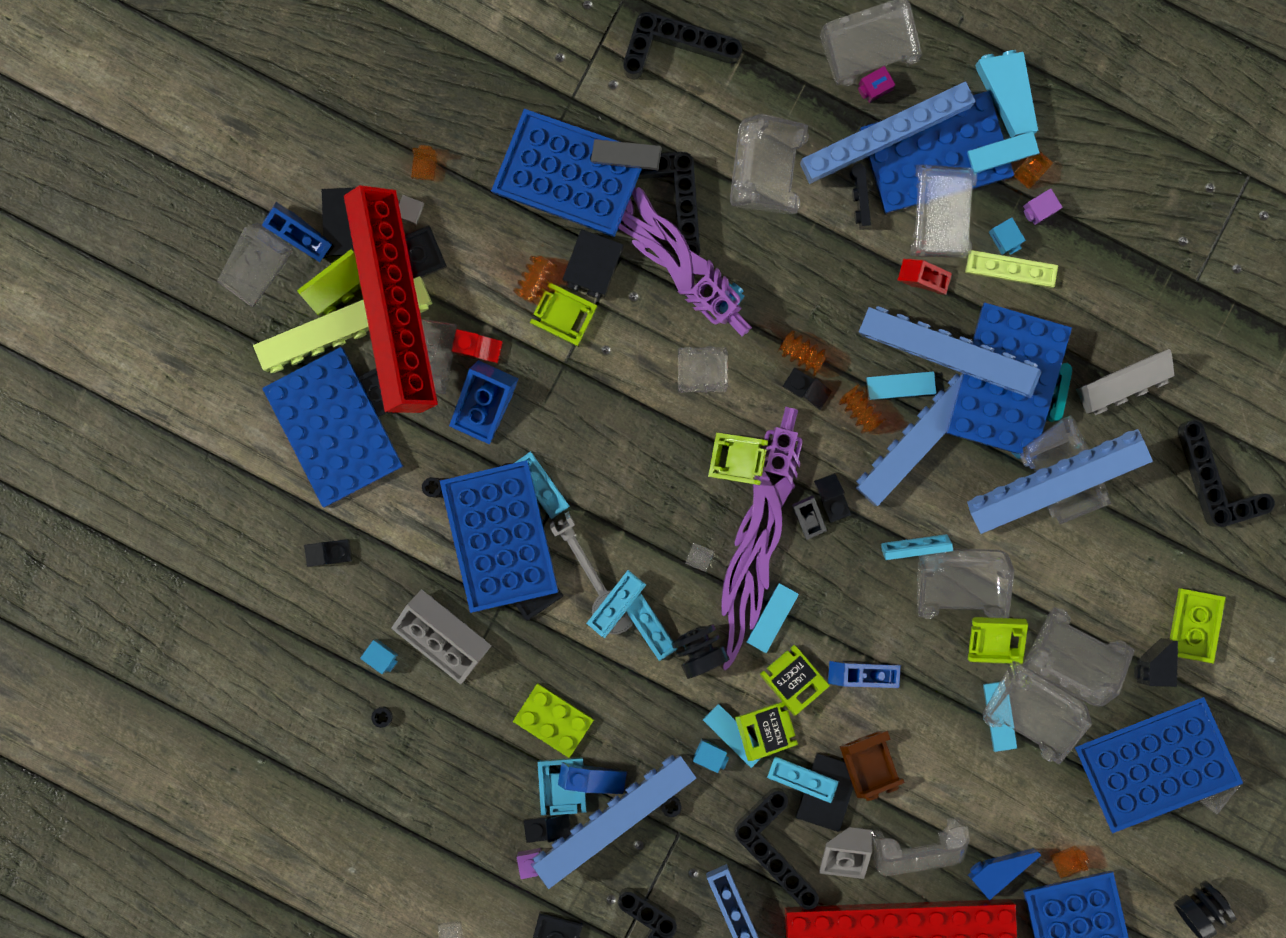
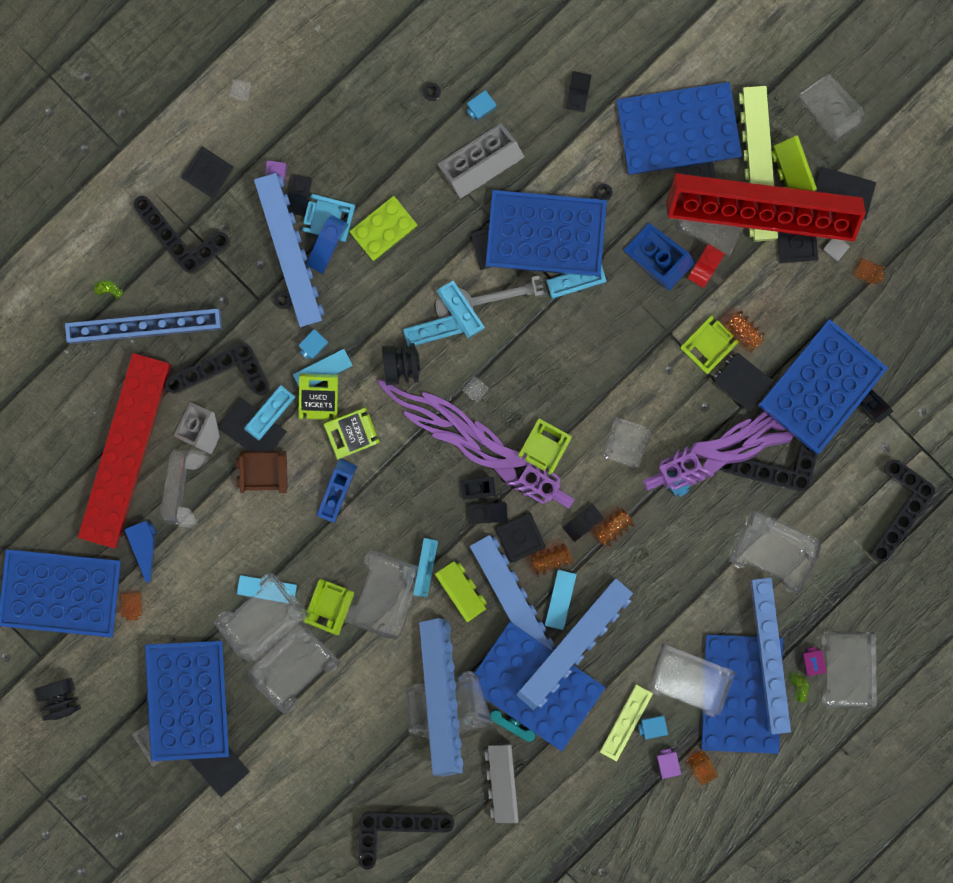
camera: 105 degrees right, 0 degrees up
(296, 232) = (847, 150): blue slope -> none
(572, 107) = (875, 407): none -> black slope
(626, 154) = (821, 436): dark grey tile -> none
(772, 618) = (407, 432): medium azure tile -> none
(847, 452) = (521, 537): none -> black tile
(860, 195) = (727, 618): black plate -> none
(906, 88) = (803, 687): none -> clear neon green arm
(924, 275) = (643, 648): red arch -> none
(930, 498) = (461, 590): none -> lime slope
(1003, 152) = (723, 745): medium azure tile -> none
(1010, 90) = (775, 770): medium azure slope -> none
(1158, 664) = (265, 728): black slope -> none
(1197, 624) = (286, 773): lime plate -> none
(1221, 696) = (221, 772): none -> black tile

